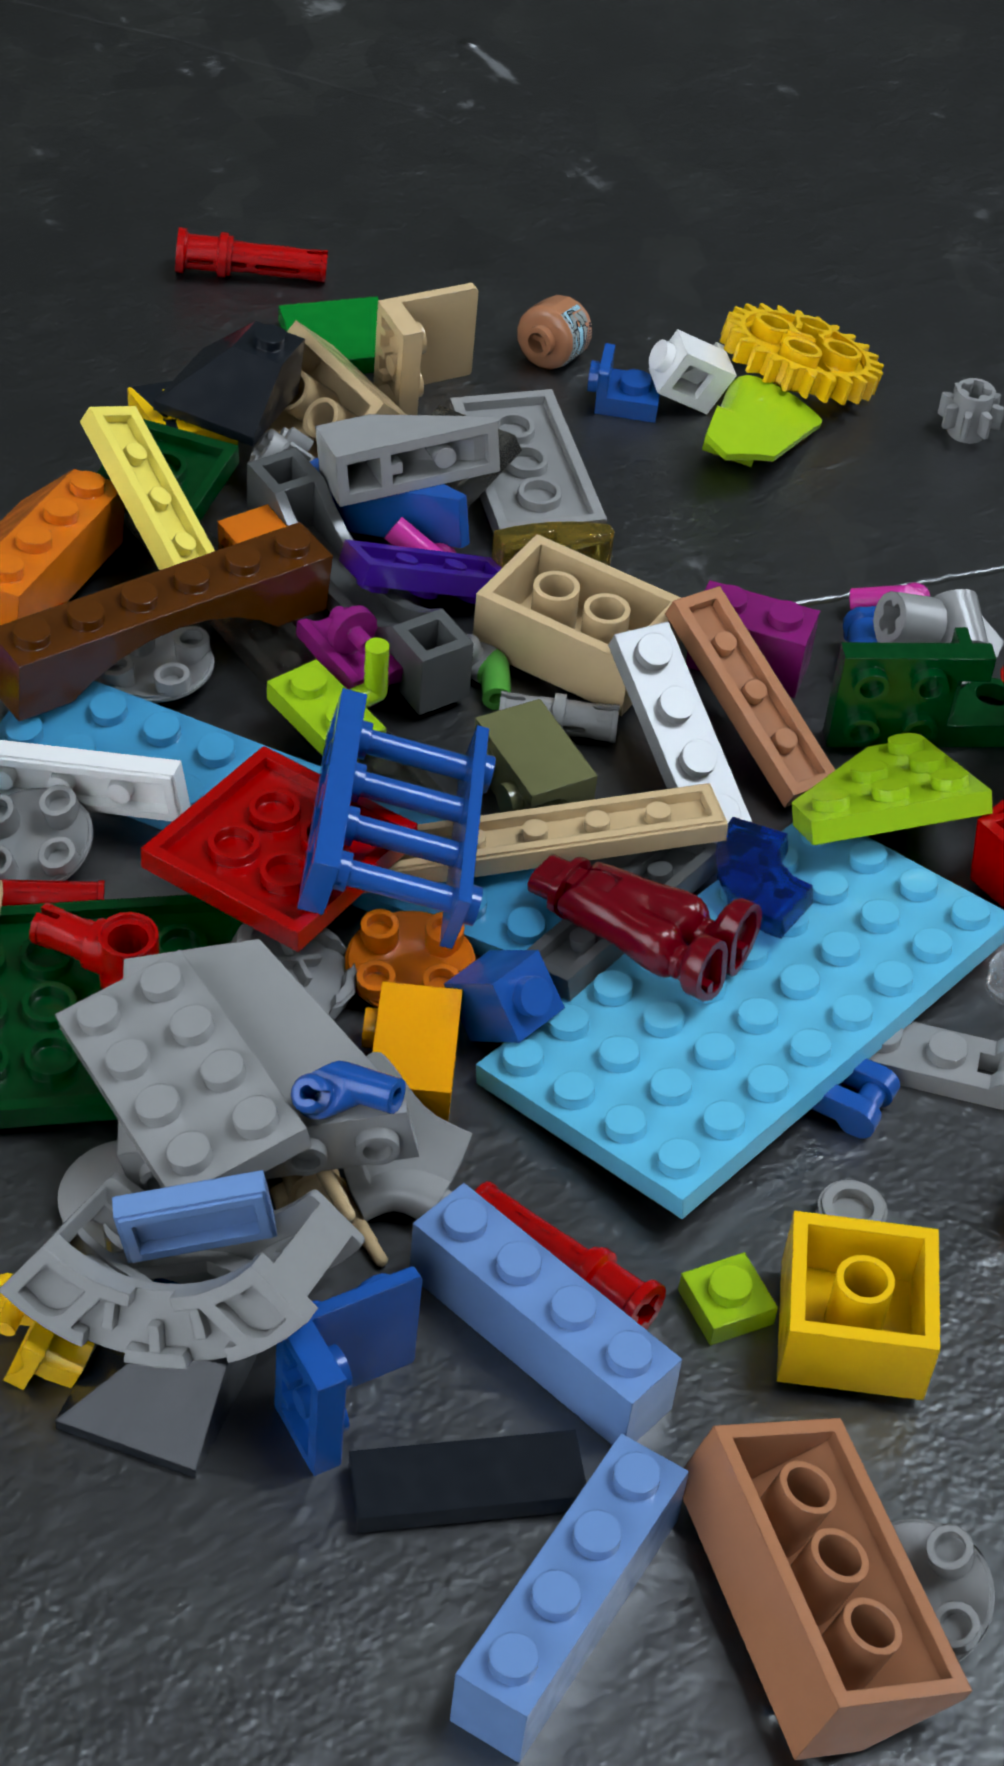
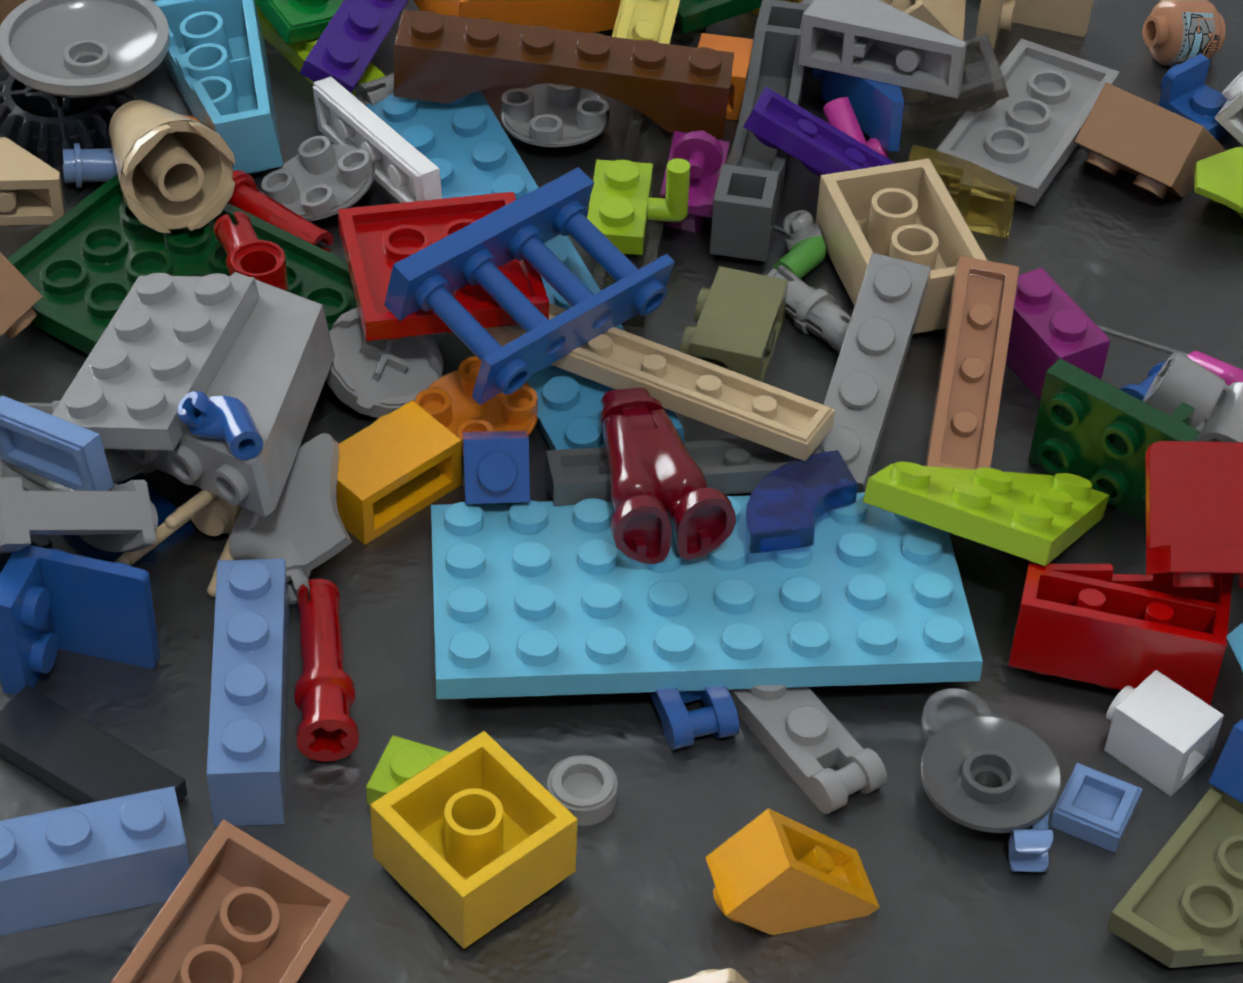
camera: 45 degrees right, 0 degrees up
(639, 437) = (1144, 142): none -> medium nougat slope

